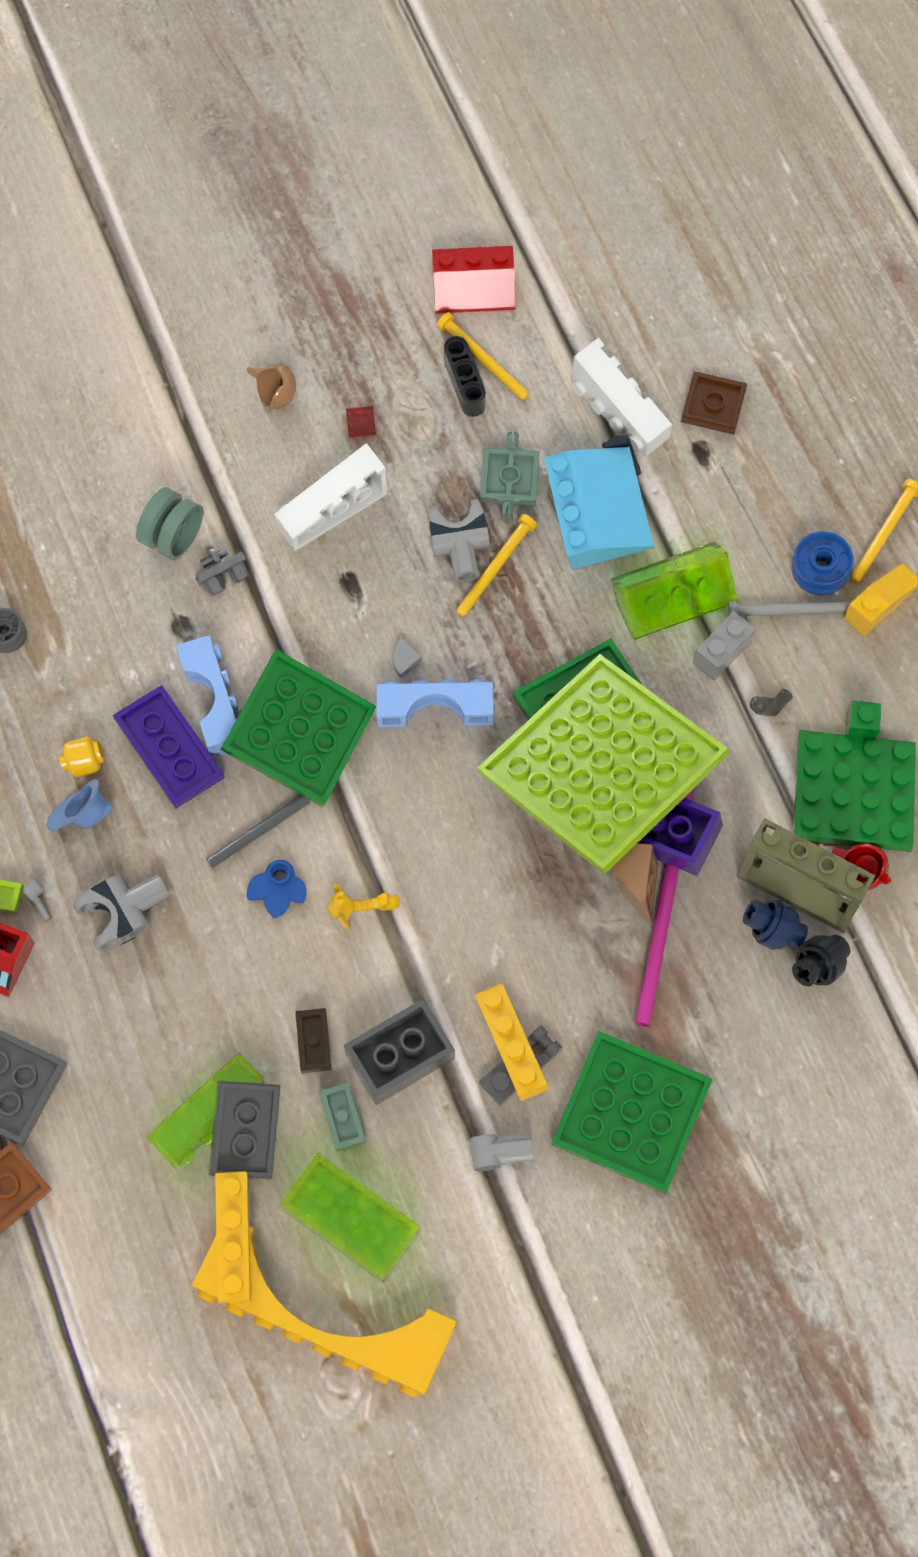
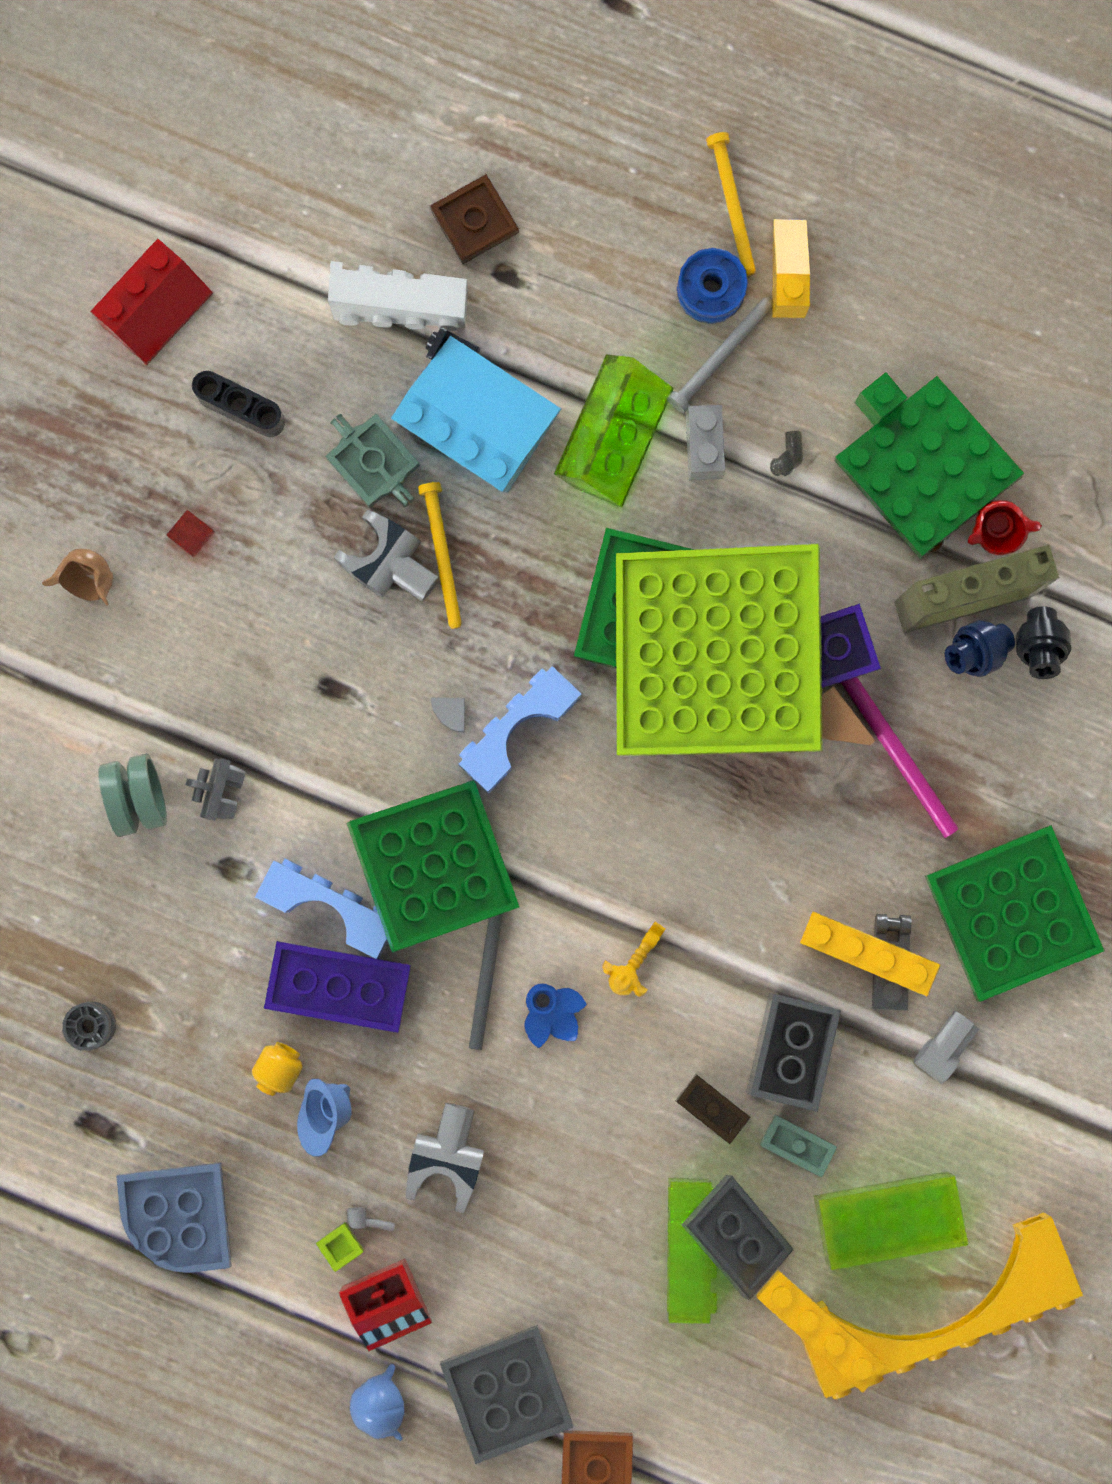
camera: 50 degrees left, 15 degrees up
(333, 498) = (245, 633): white wedge -> none
(447, 323) = (172, 366): yellow bar -> none

